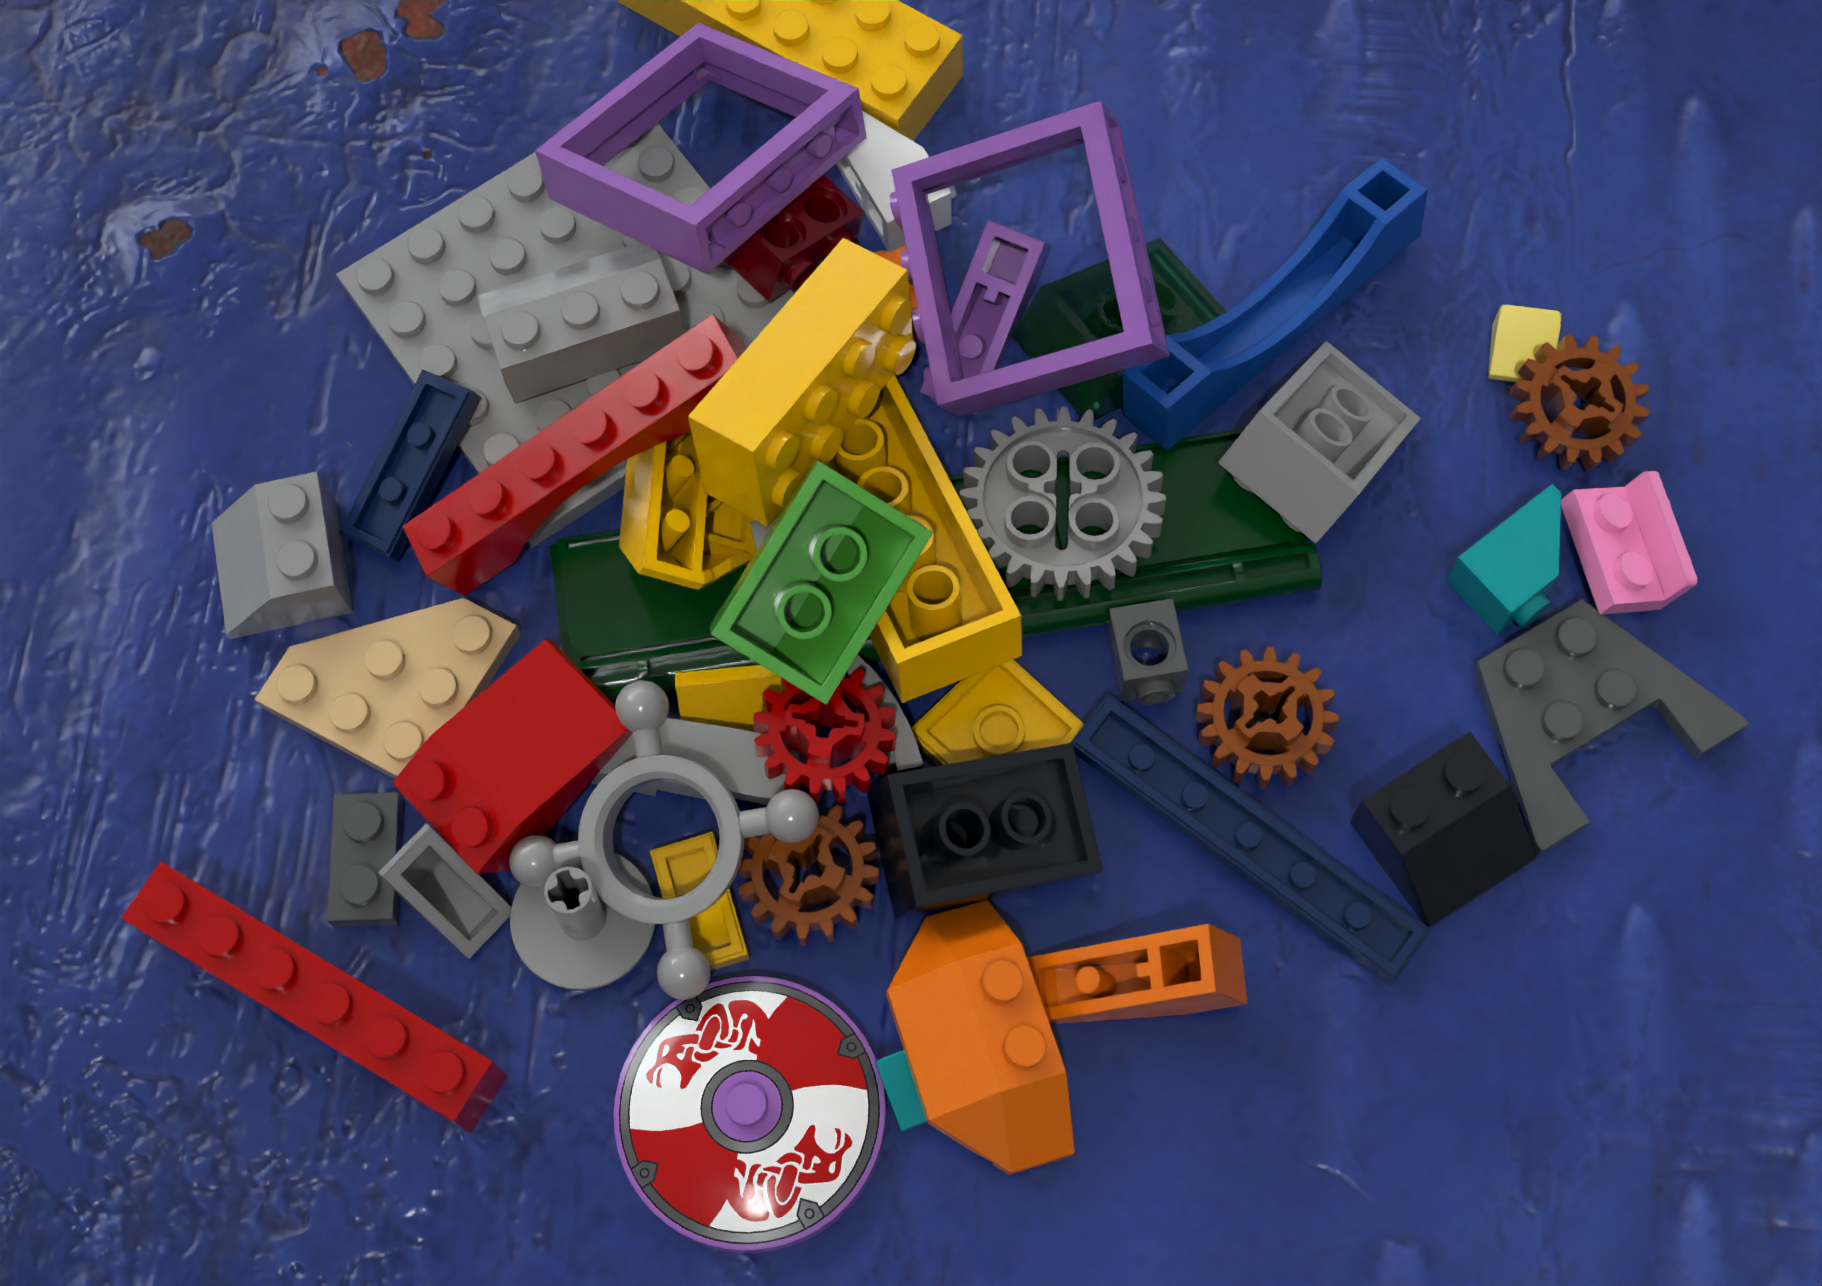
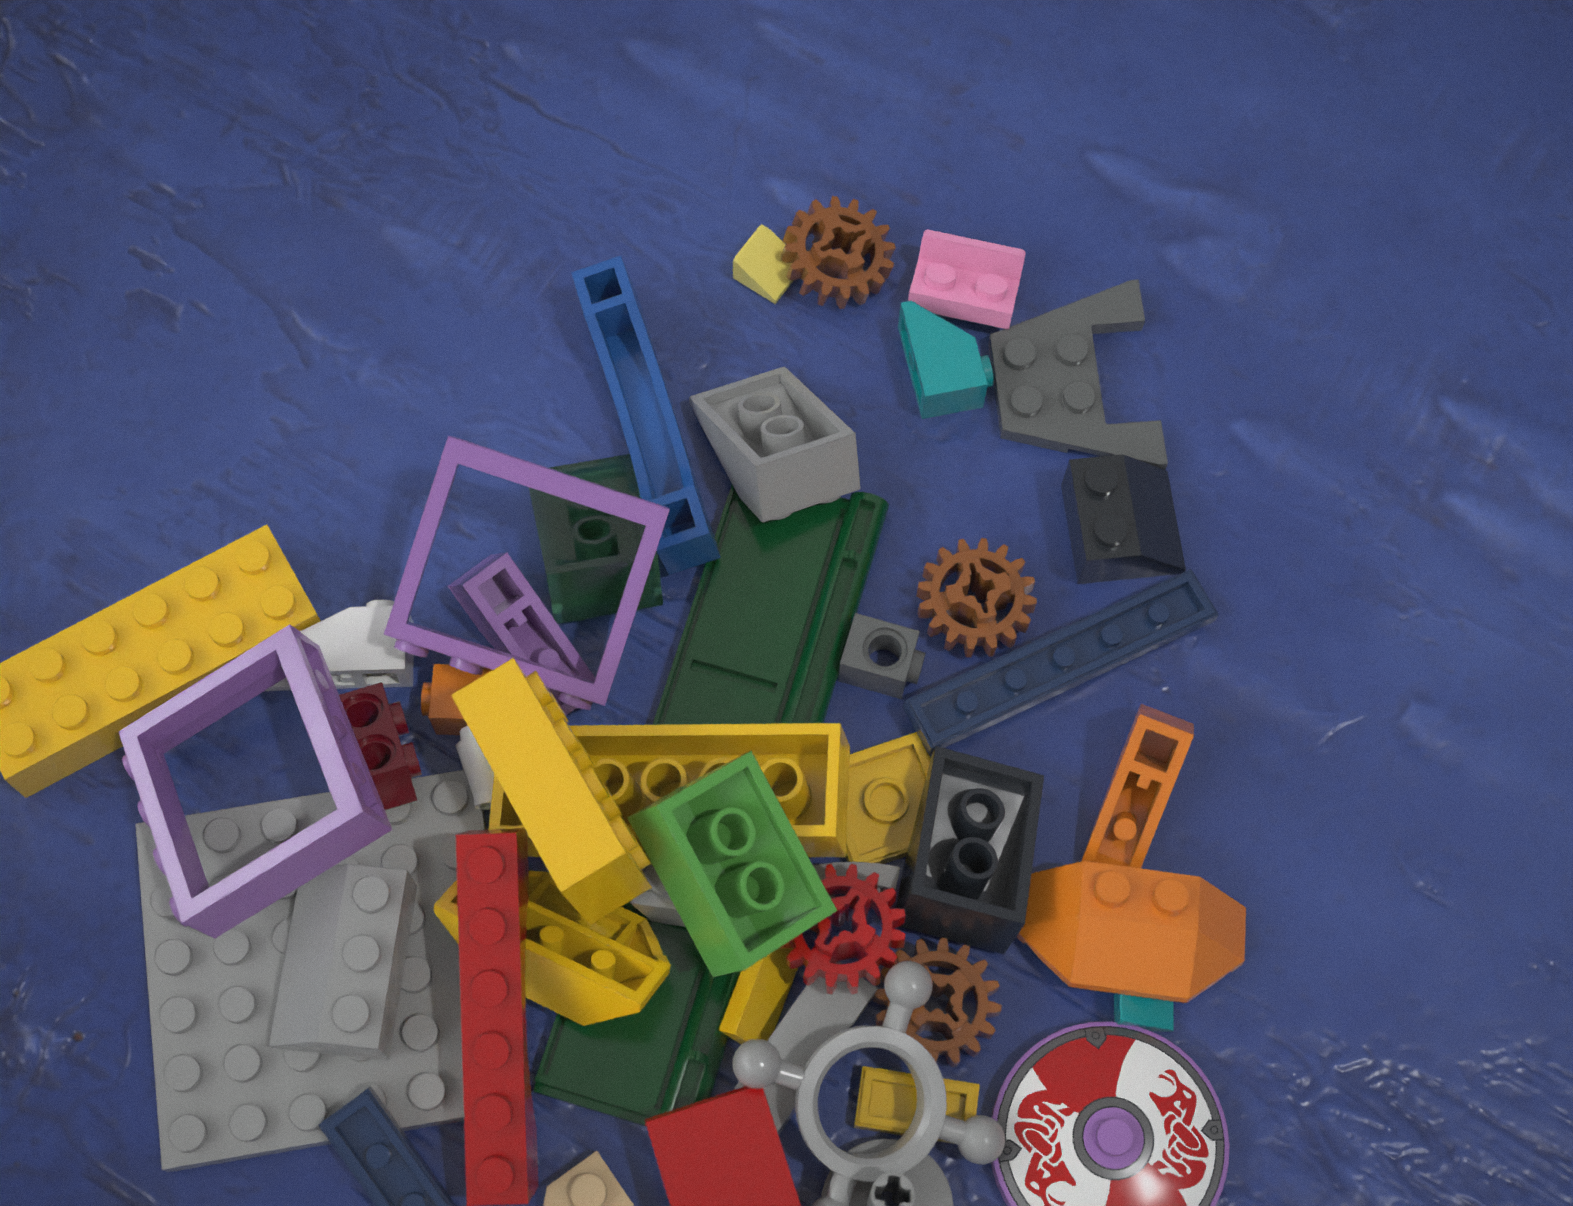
camera: 70 degrees left, 0 degrees up
(1121, 503) = (755, 614): light grey gear -> none

